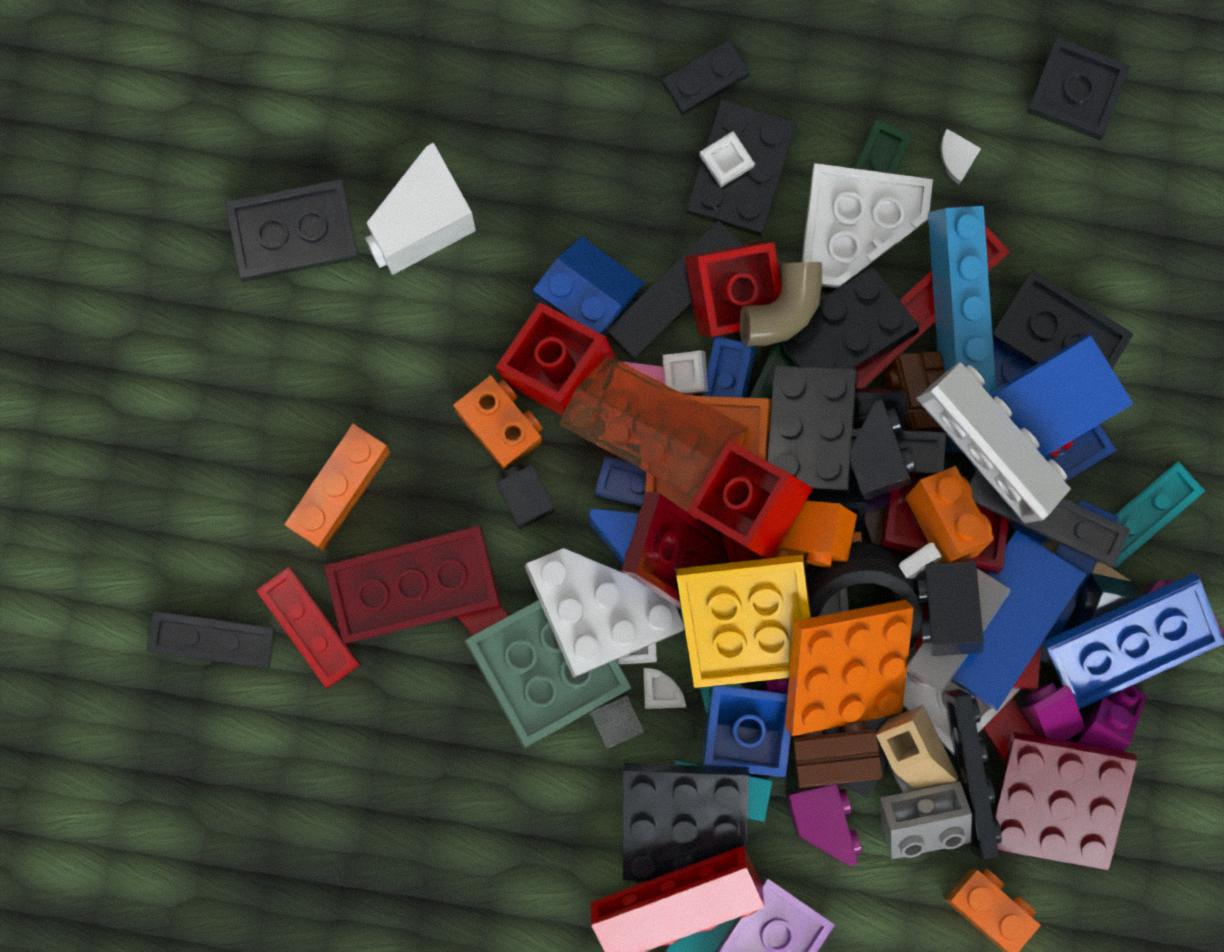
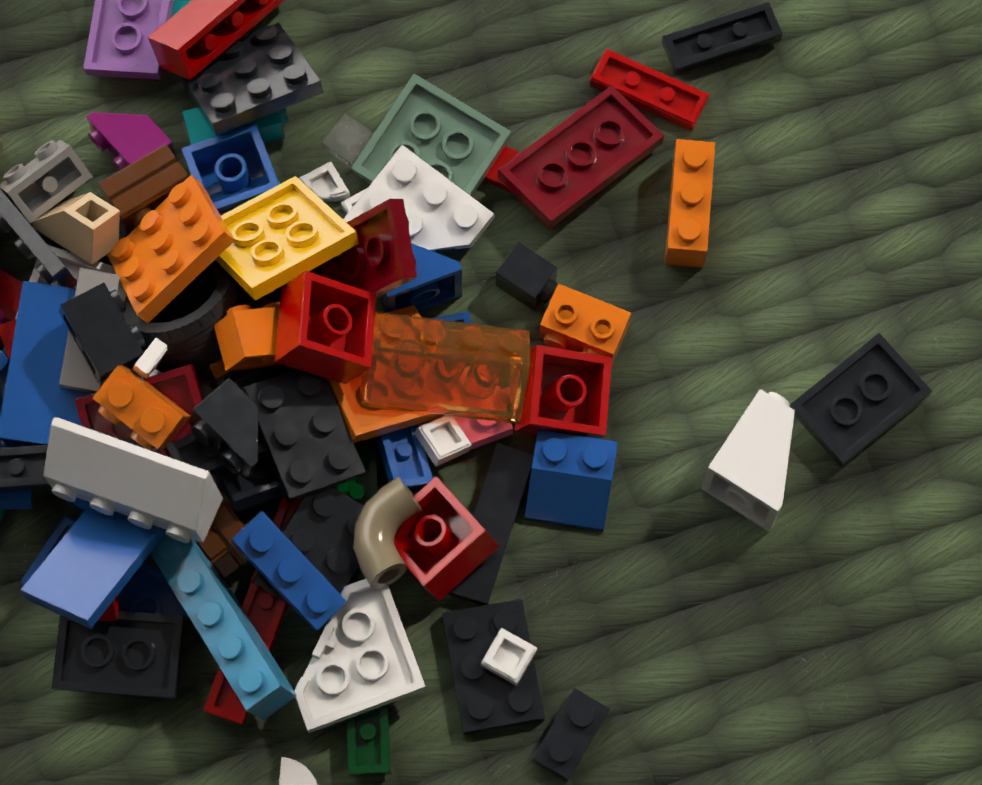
camera: 155 degrees right, 10 degrees down
(886, 314) = (288, 571): none -> blue plate

